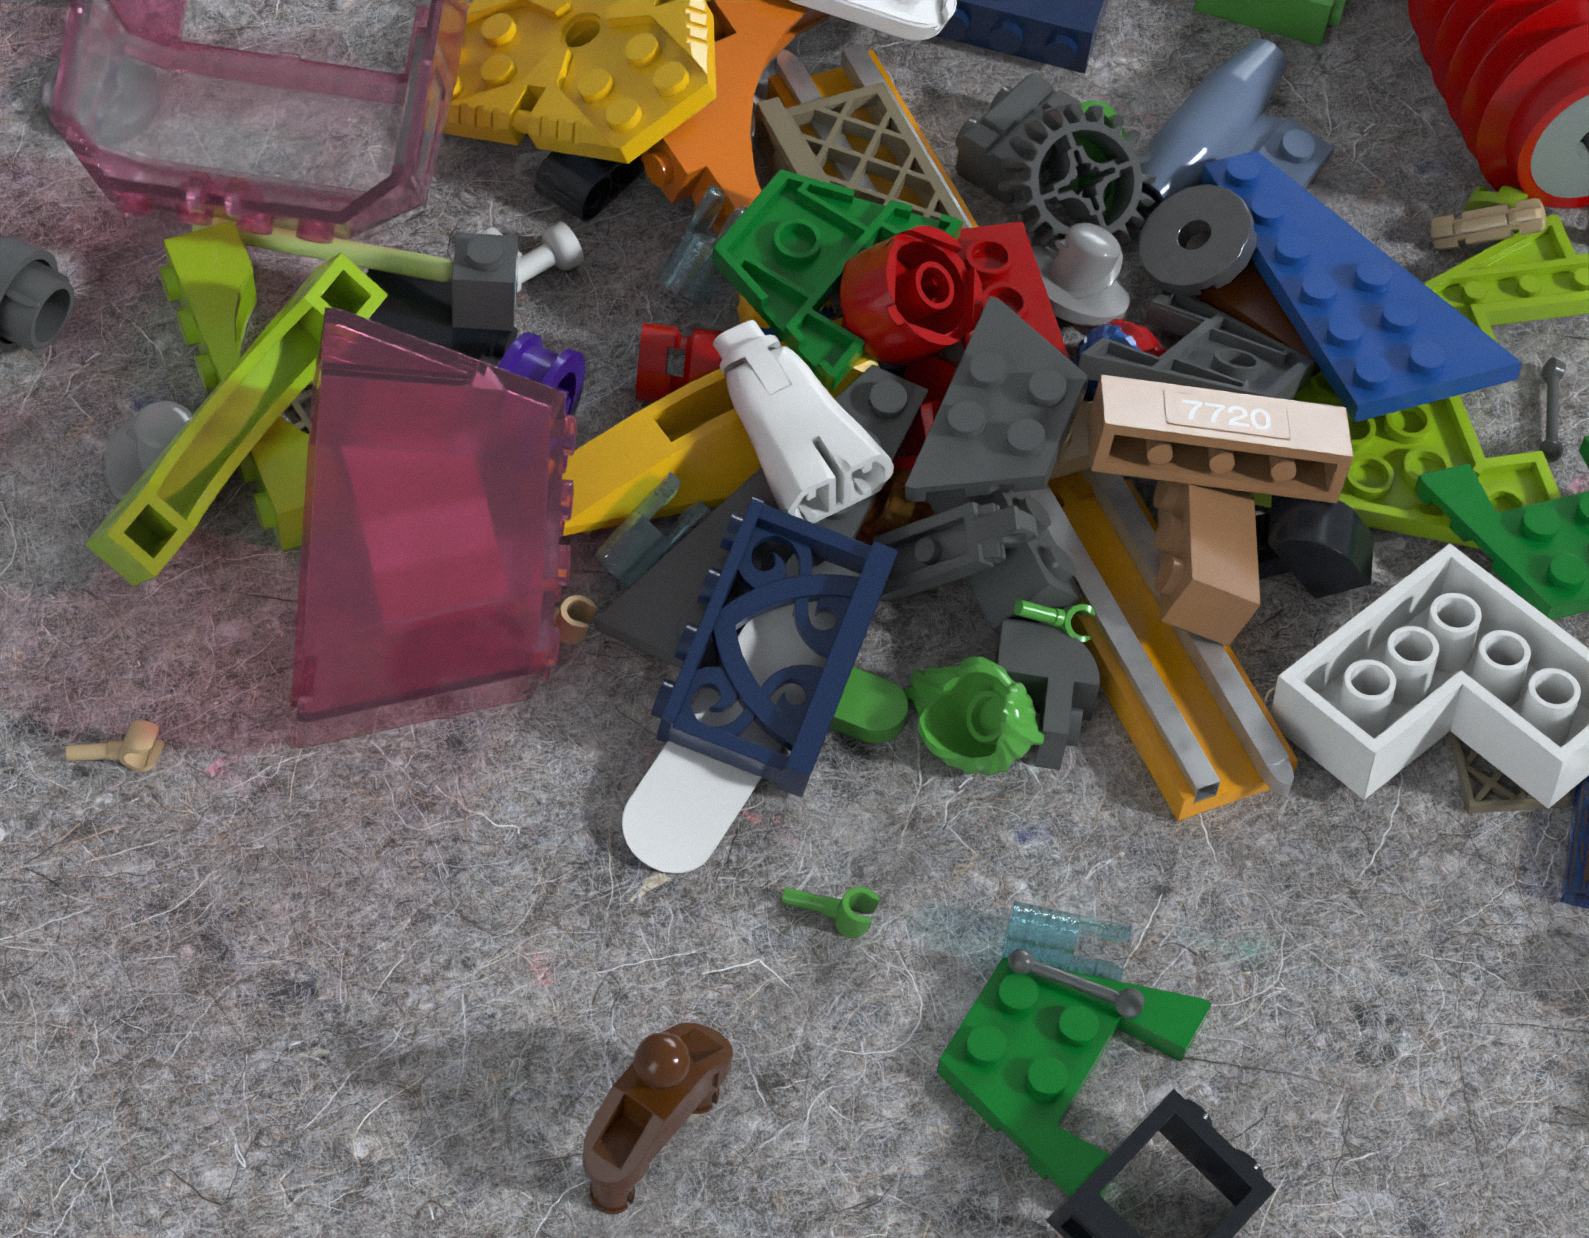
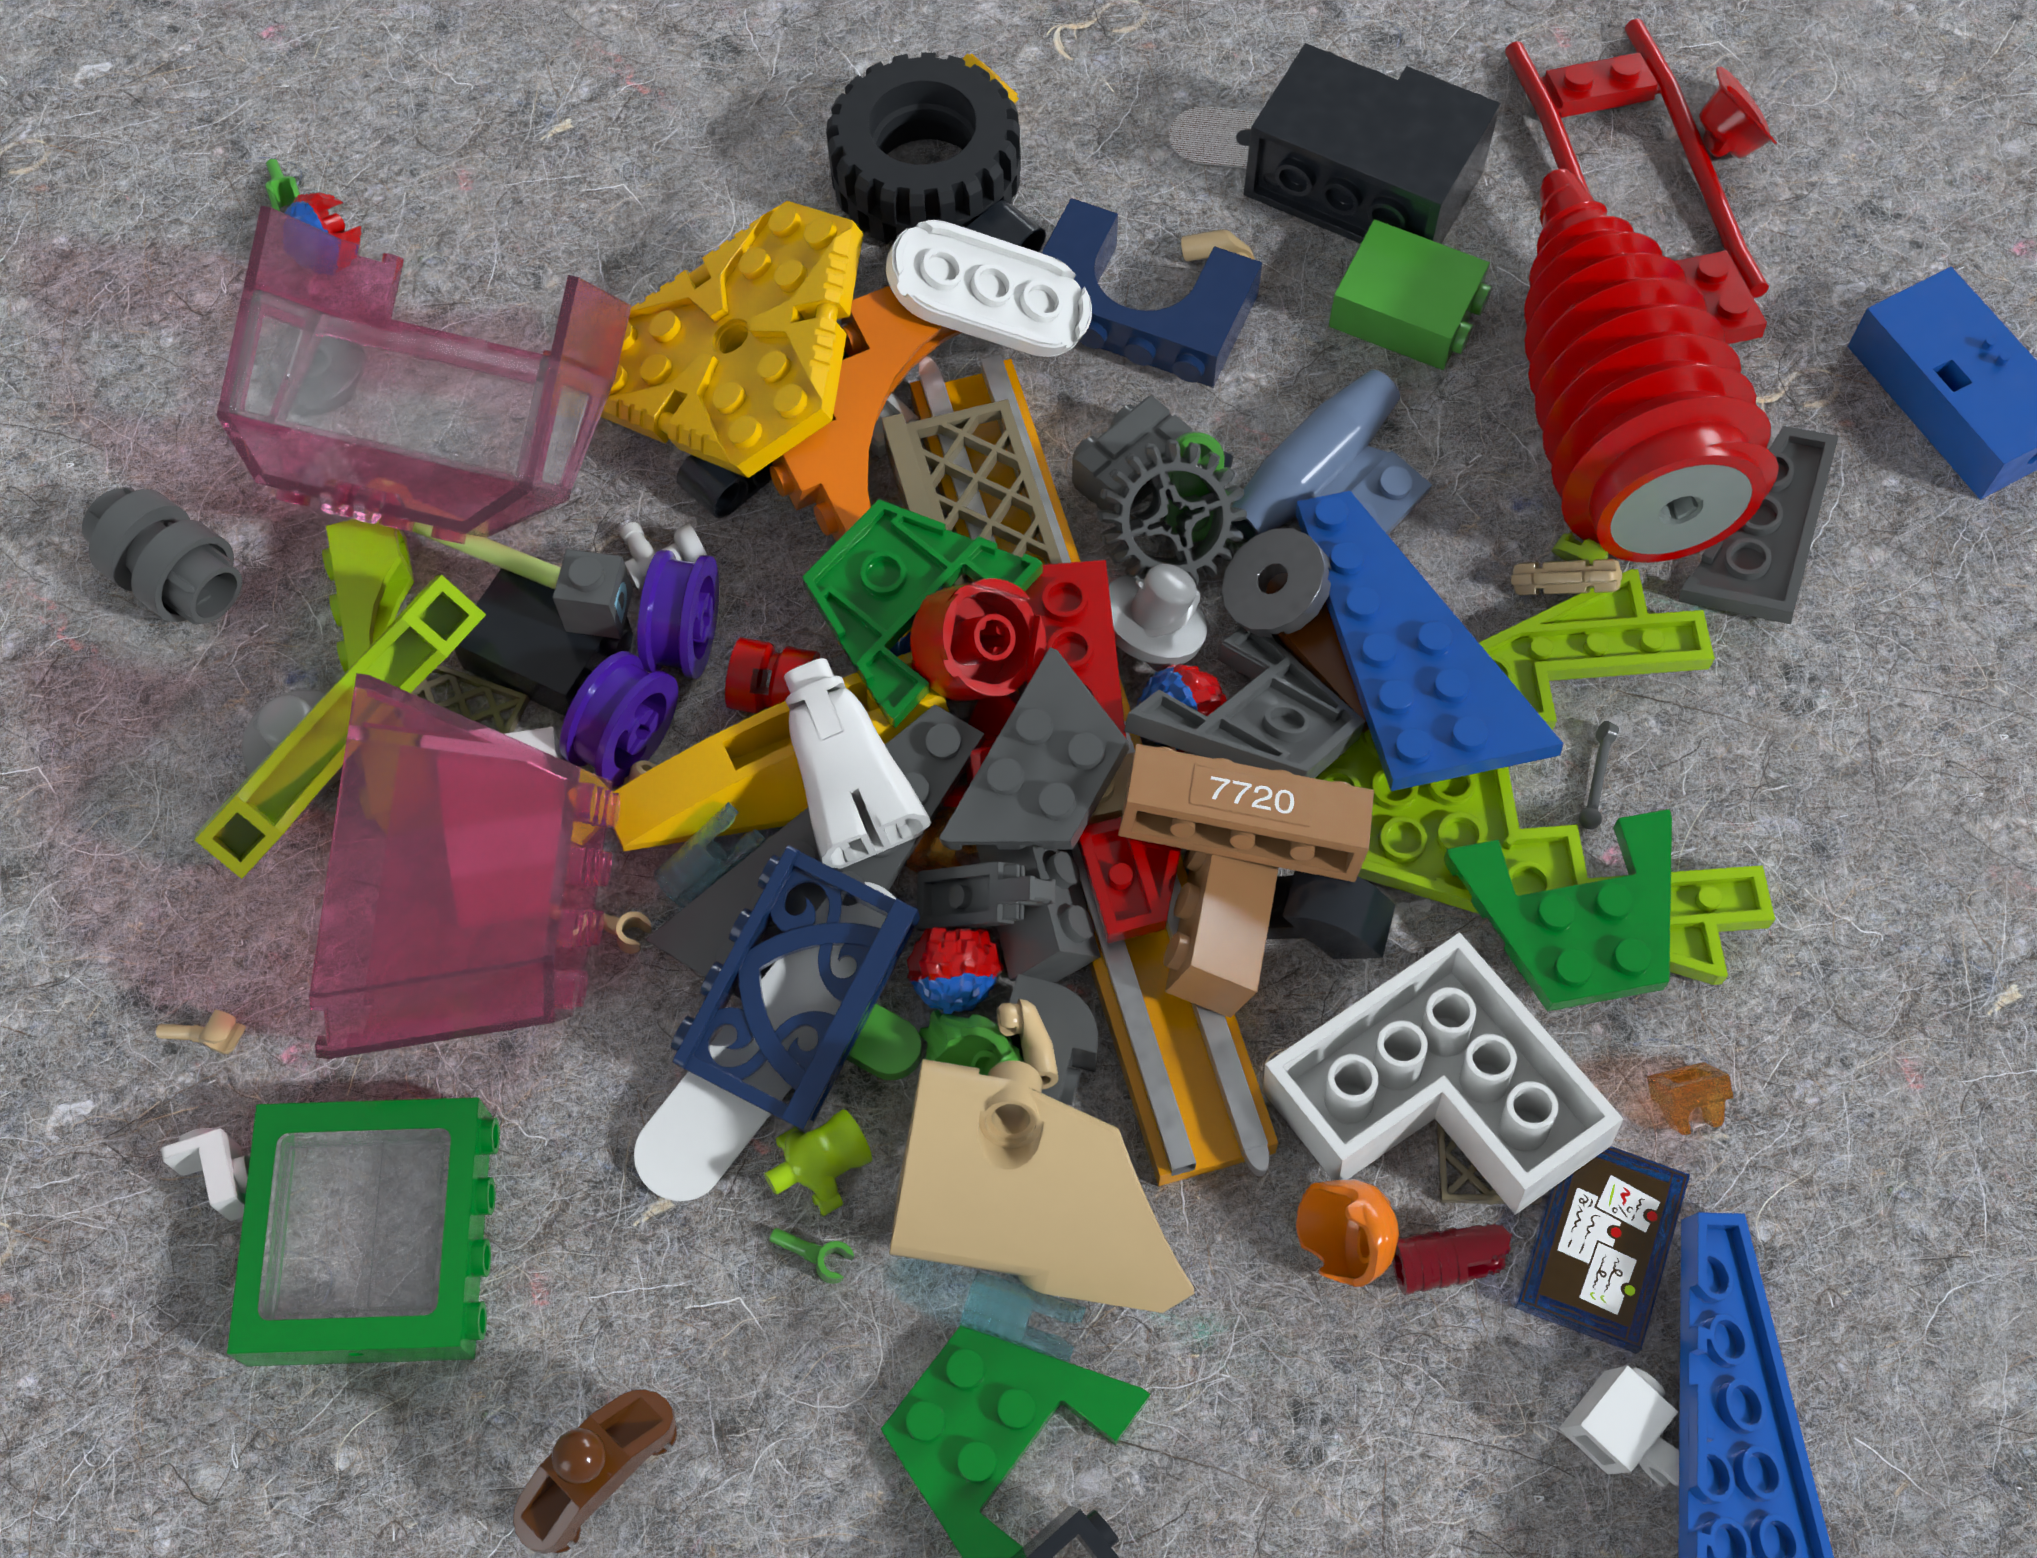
camera: 15 degrees right, 10 degrees up
(166, 858) = (221, 1163): none -> white bracket
(350, 921) = (364, 1233): none -> piece
(574, 299) = (678, 613): none -> dark purple wheel
(689, 265) = (806, 551): clear light blue hinge -> none
(826, 811) = (820, 1158): none -> lime piece
(931, 621) = (954, 968): none -> red piece
(1035, 671) = (1035, 1041): none -> tan arm
(1054, 616) = (1067, 978): bright green hand -> none
(1058, 810) = (1028, 1191): none -> tan panel
(1102, 518) = (1128, 880): none -> red wing
(1127, 1002) = (1066, 1389): dark grey hinge -> none
(1384, 830) = (1348, 1230): none -> orange hair
(1489, 852) = (1449, 1257): none -> dark red hinge

